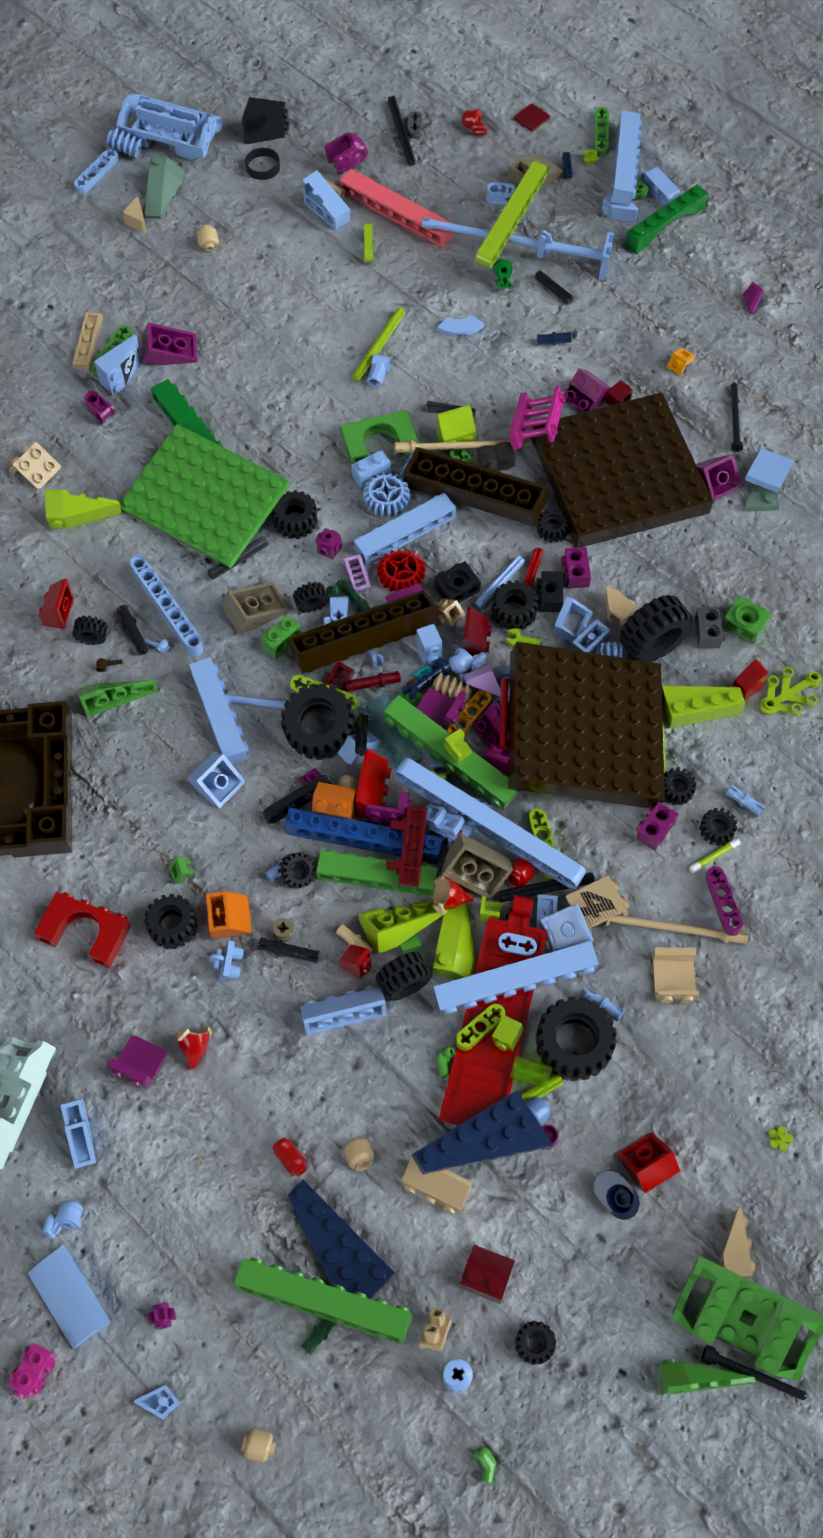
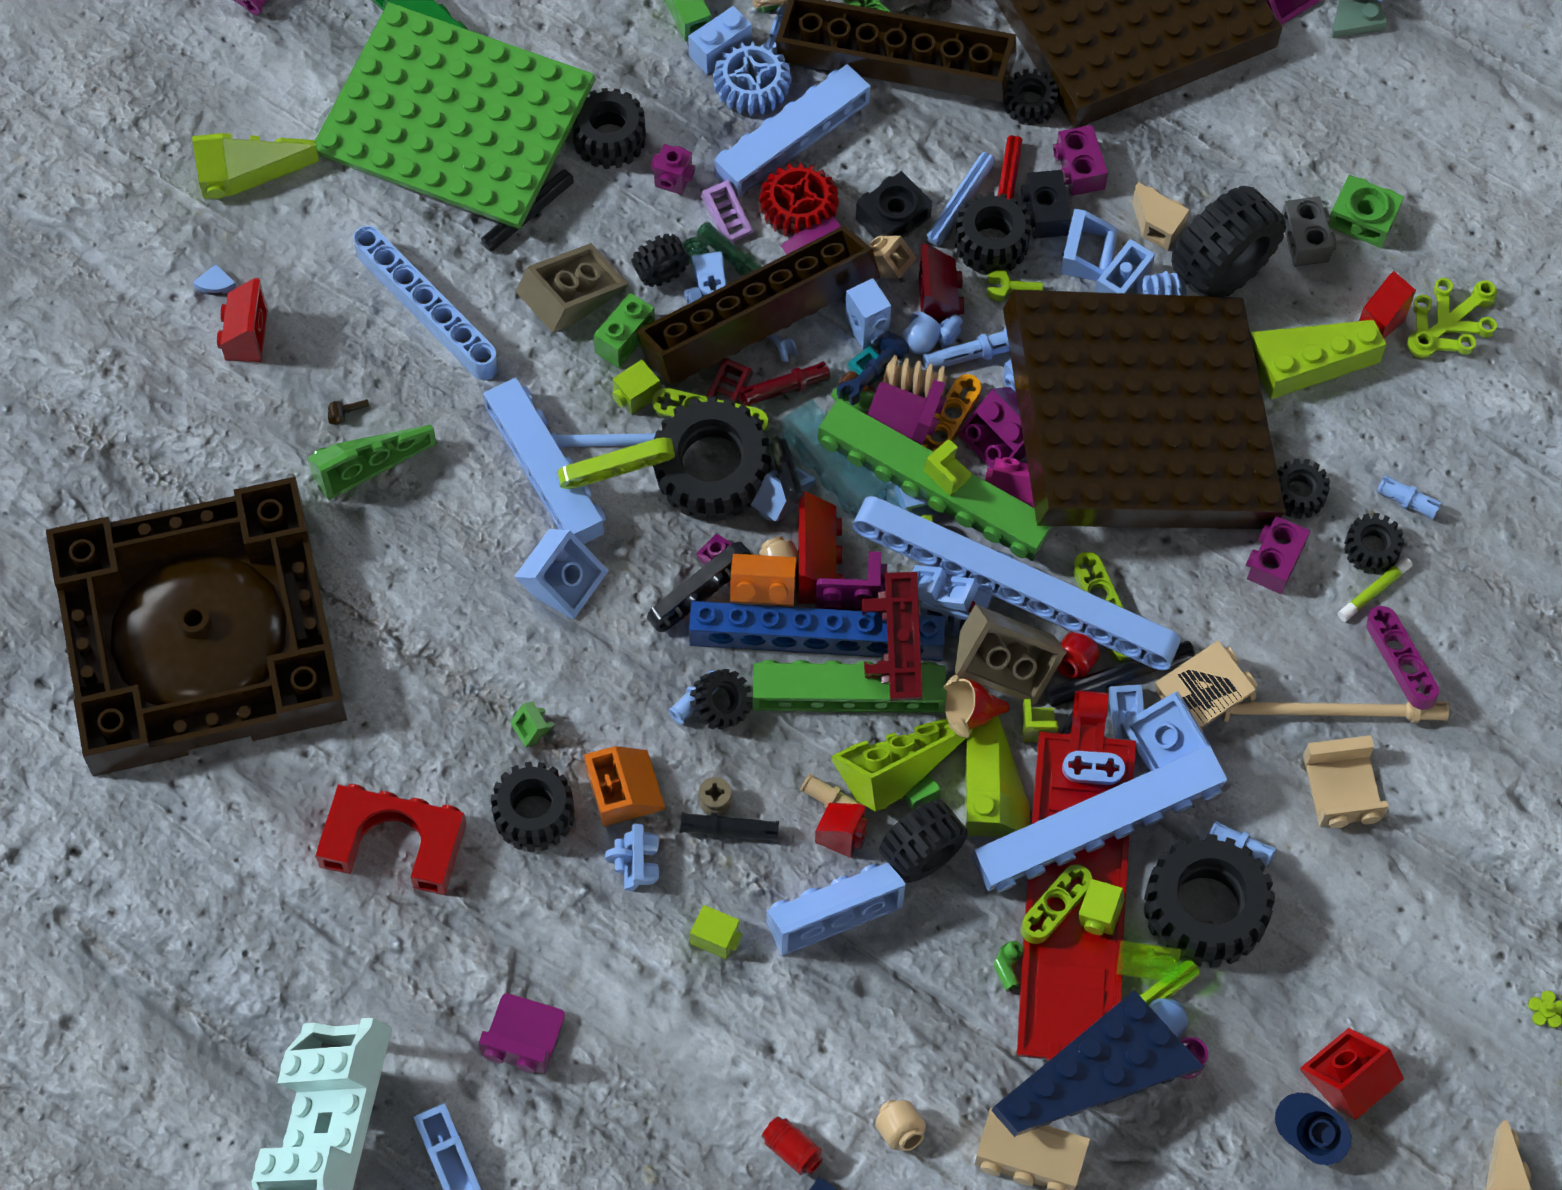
camera: 10 degrees left, 0 degrees up
(35, 465) = (160, 97): tan bracket -> none
(45, 577) = (214, 281): none -> light blue tile
(90, 630) = (308, 358): black tyre -> none
(129, 624) = (370, 340): black pin -> none
(162, 647) = (429, 371): light blue hand -> none
(193, 1044) = (606, 994): red hat -> none
(257, 717) = (616, 463): none -> lime beam
(267, 1015) = (716, 932): none -> lime brick
(281, 672) = (635, 387): none -> lime brick
(483, 679) = (965, 357): lavender slope -> none
(504, 713) = (1010, 408): red bar -> none

